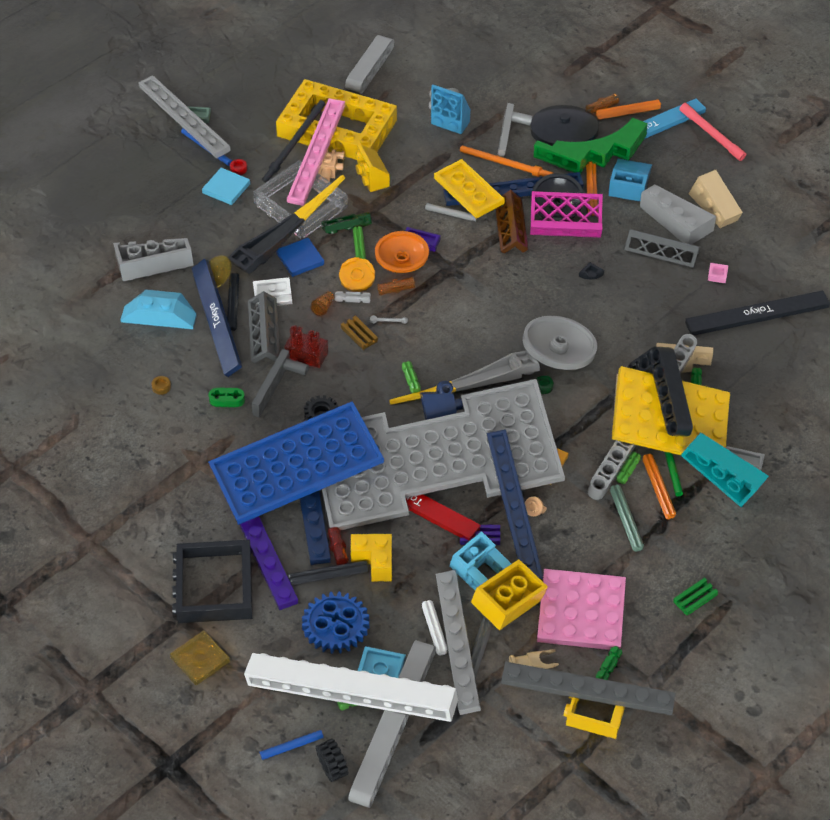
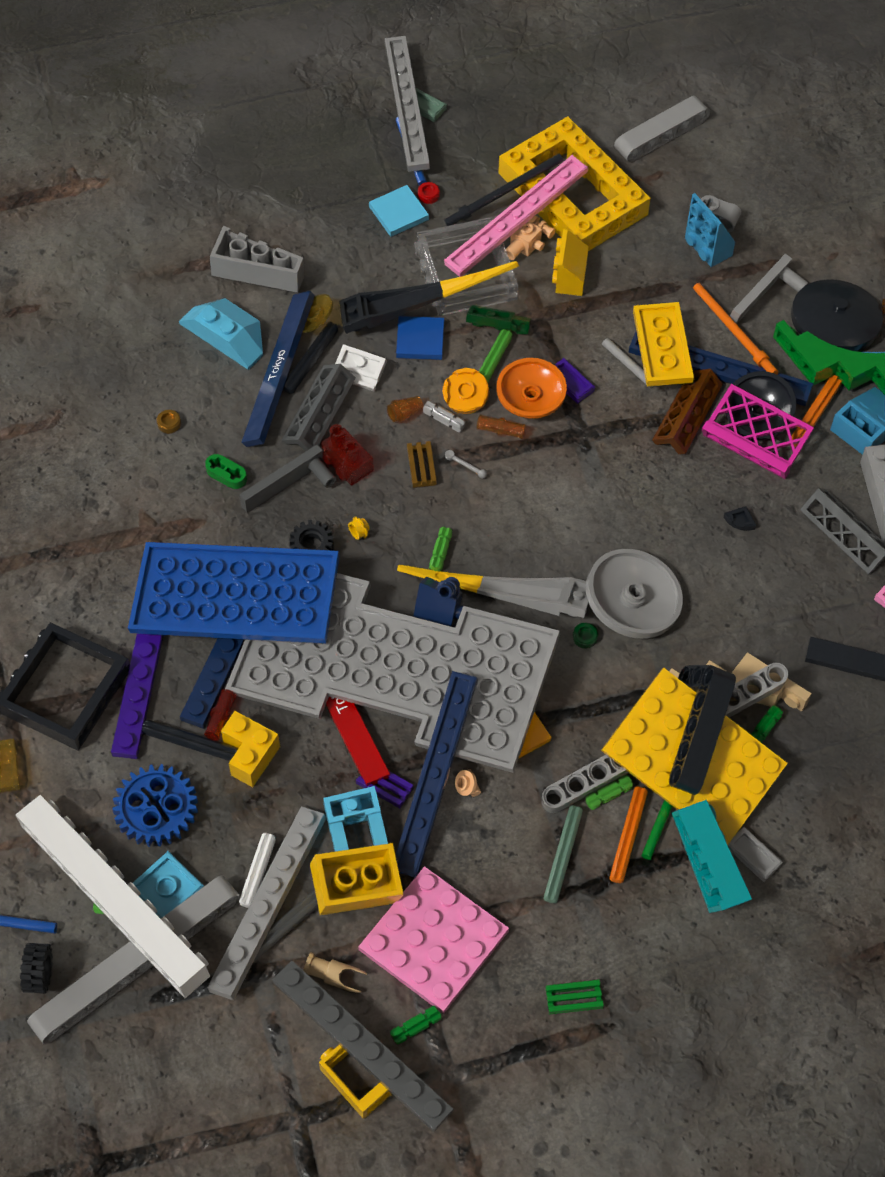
camera: 30 degrees right, 10 degrees up
(346, 389) = (358, 528): none -> yellow plate

